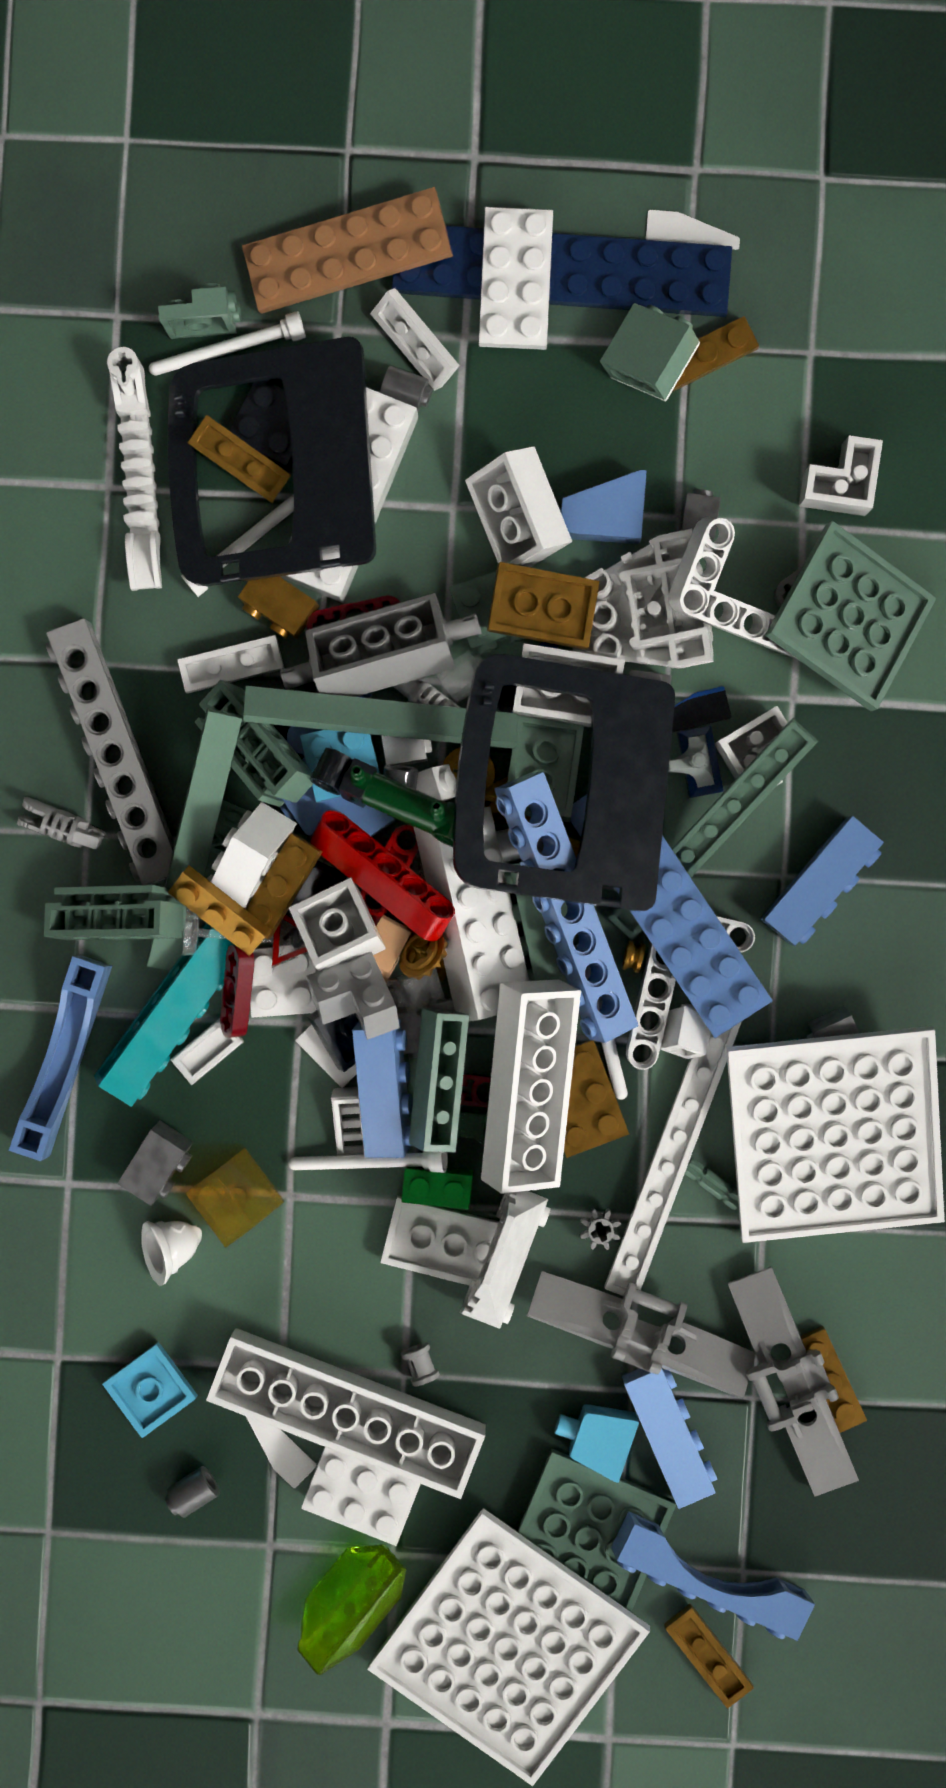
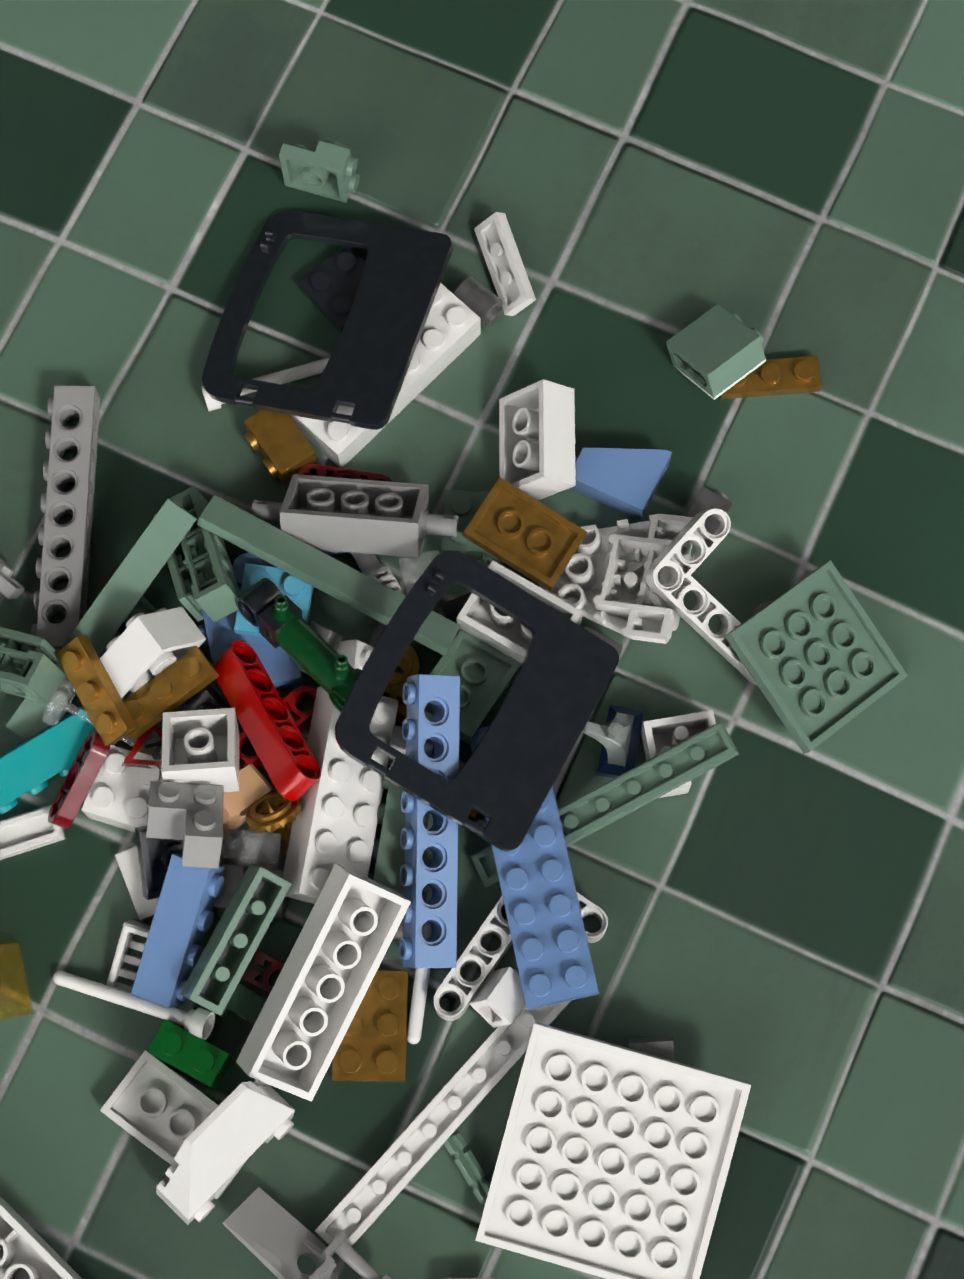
camera: 15 degrees right, 15 degrees down
(132, 406) = (224, 226): white piece -> none
(231, 664) = (226, 481): white plate -> none
(239, 459) = (300, 305): pearl gold plate -> none
(290, 328) = (394, 213): white piece -> none
(347, 250) = (475, 168): medium nougat plate -> none
(405, 750) = (342, 618): white brick -> none
(420, 1364) = (94, 1234): light grey bush -> none
(516, 278) = (617, 245): white plate -> none
(594, 273) = (664, 256): dark blue plate -> none
(604, 1219) = (328, 1158): light grey gear -> none
(633, 956) = (480, 903): pearl gold bush -> none
(677, 227) = (790, 265): white sticker -> none
(701, 709) = (638, 694): black sticker -> none
(822, 880) = (695, 902): medium blue brick -> none
(850, 485) = (856, 539): white brick -> none

